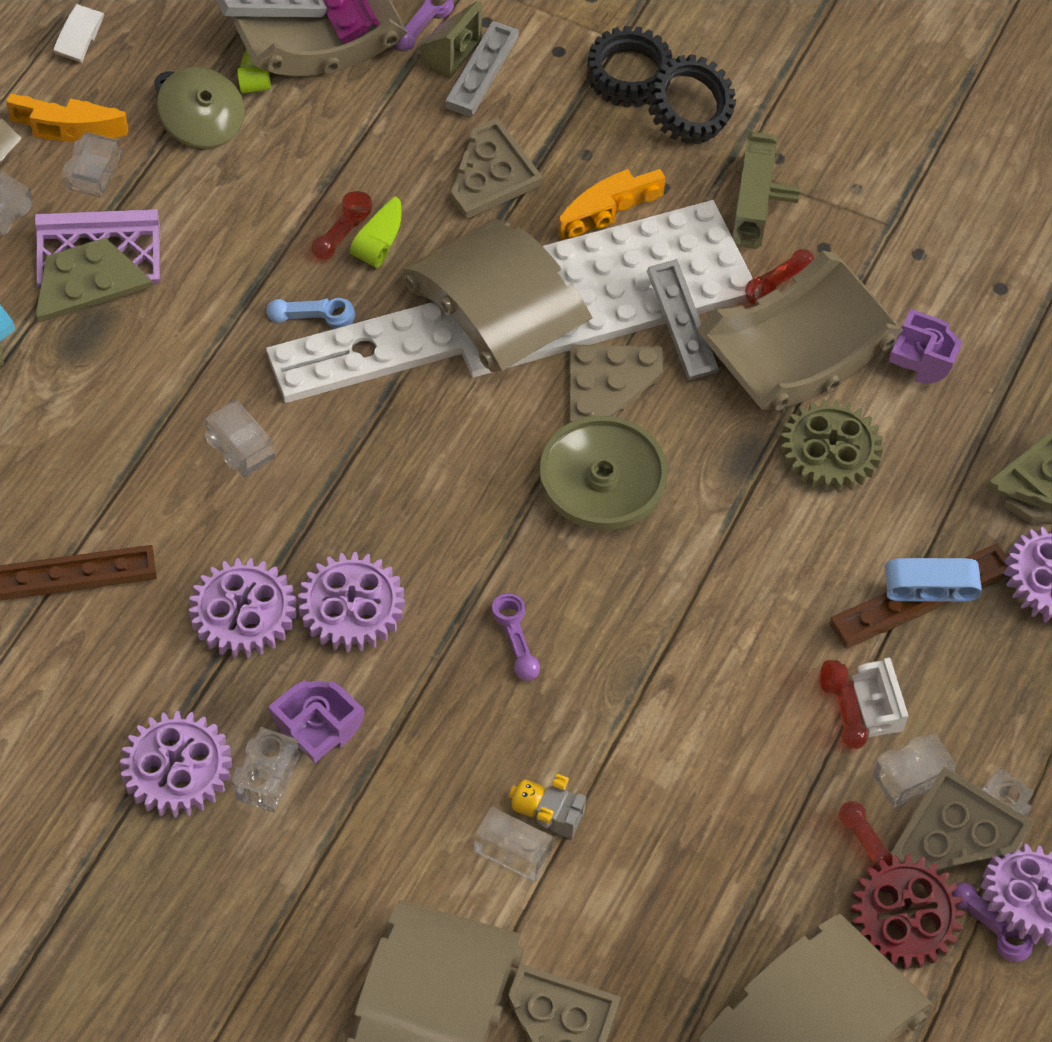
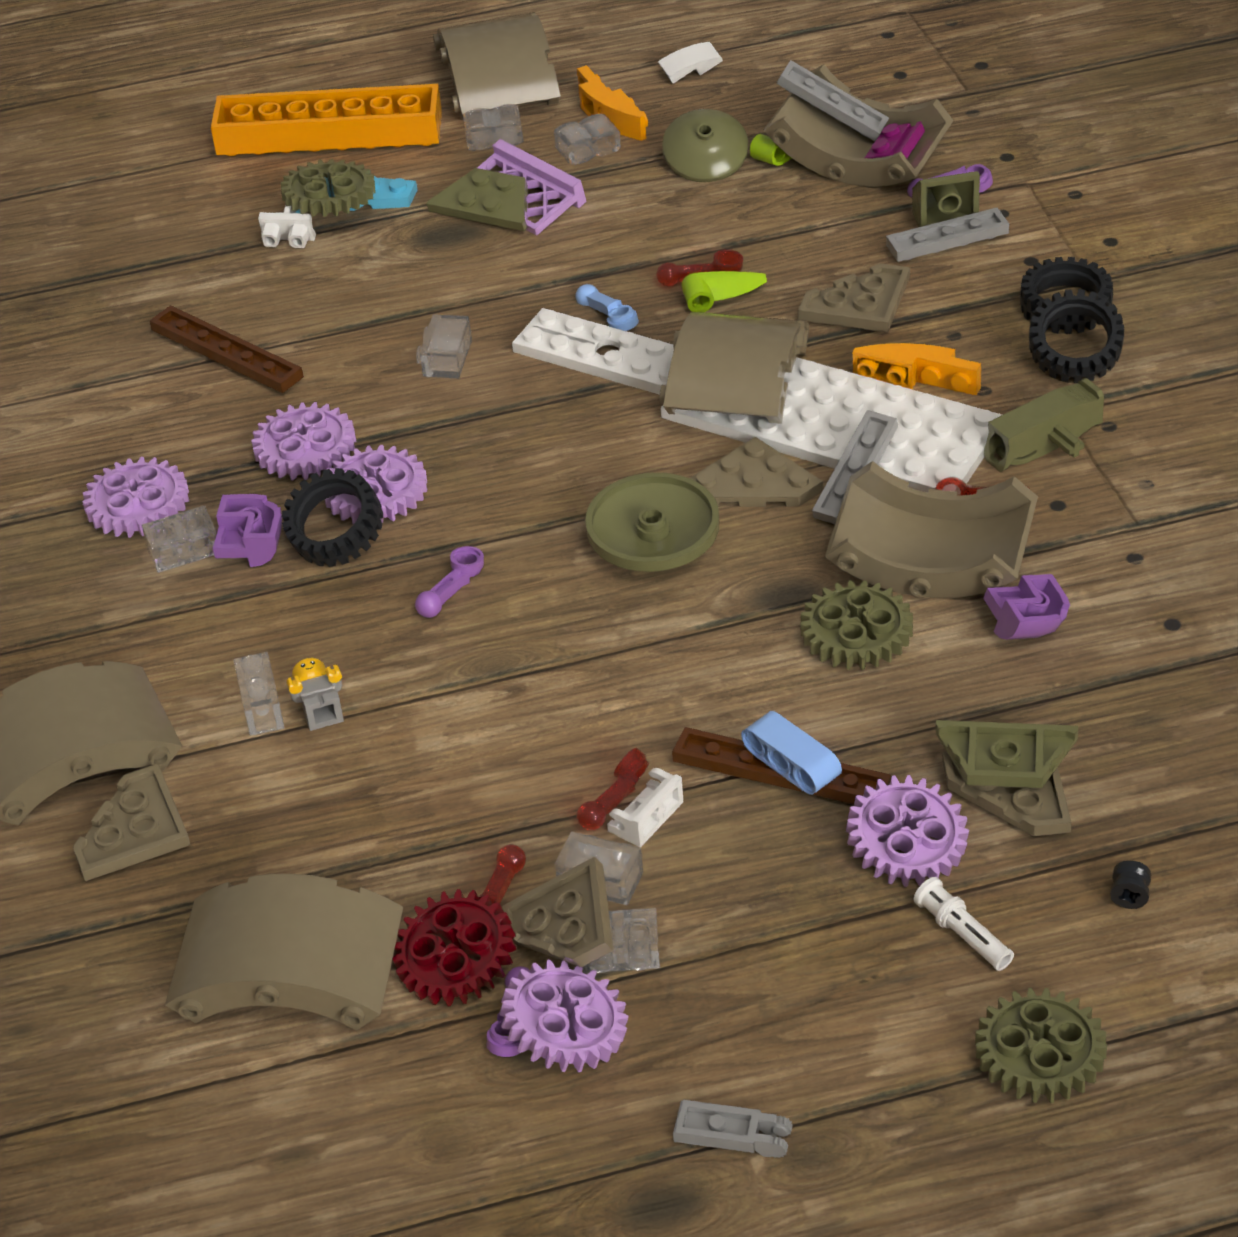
camera: 55 degrees right, 15 degrees down
(387, 618) = (319, 490): none -> black tyre

